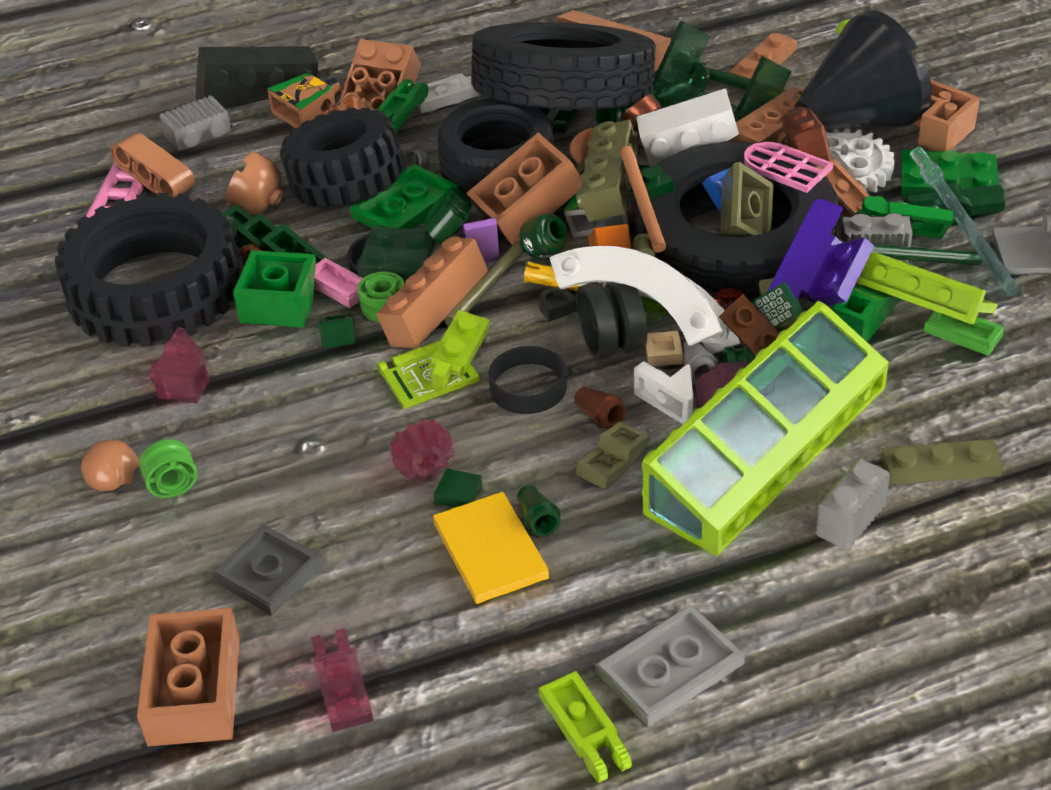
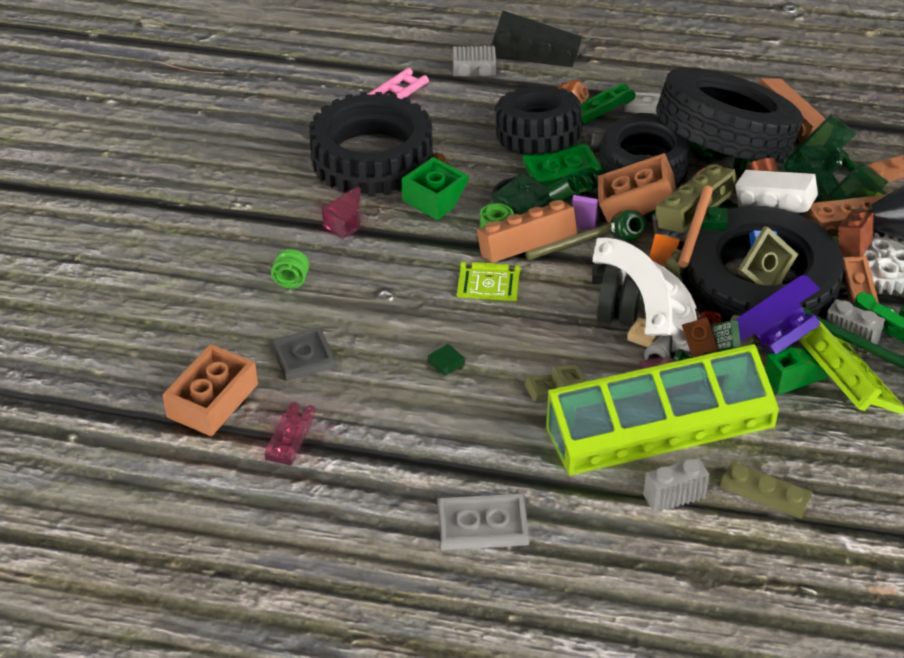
camera: 30 degrees right, 0 degrees up
(109, 465) = (262, 252): nougat hair -> none
(152, 166) = (424, 79): nougat beam -> none
(256, 185) = (474, 117): nougat cylinder -> none
(266, 235) = (458, 155): dark green slope -> none
(302, 98) = (554, 70): nougat torso -> none
(337, 282) = (475, 198): bright pink plate -> none
(337, 330) = (455, 230): dark green slope -> none
(379, 70) = (614, 69): nougat slope -> none
(422, 449) = (438, 324): clear pink gear -> none
(457, 348) = (514, 273): lime hinge -> none
(490, 547) = (436, 402): yellow tile -> none
(533, 403) = (543, 295): black tyre -> none
(538, 512) = (479, 395): dark green cone -> none
(584, 723) = (402, 526): lime hinge -> none
(600, 406) = (573, 350): copper cone -> none
(668, 394) = (621, 358): white slope -> none
(763, 148) = (812, 225): bright pink window -> none
(980, 336) = (868, 422): bright green plate -> none

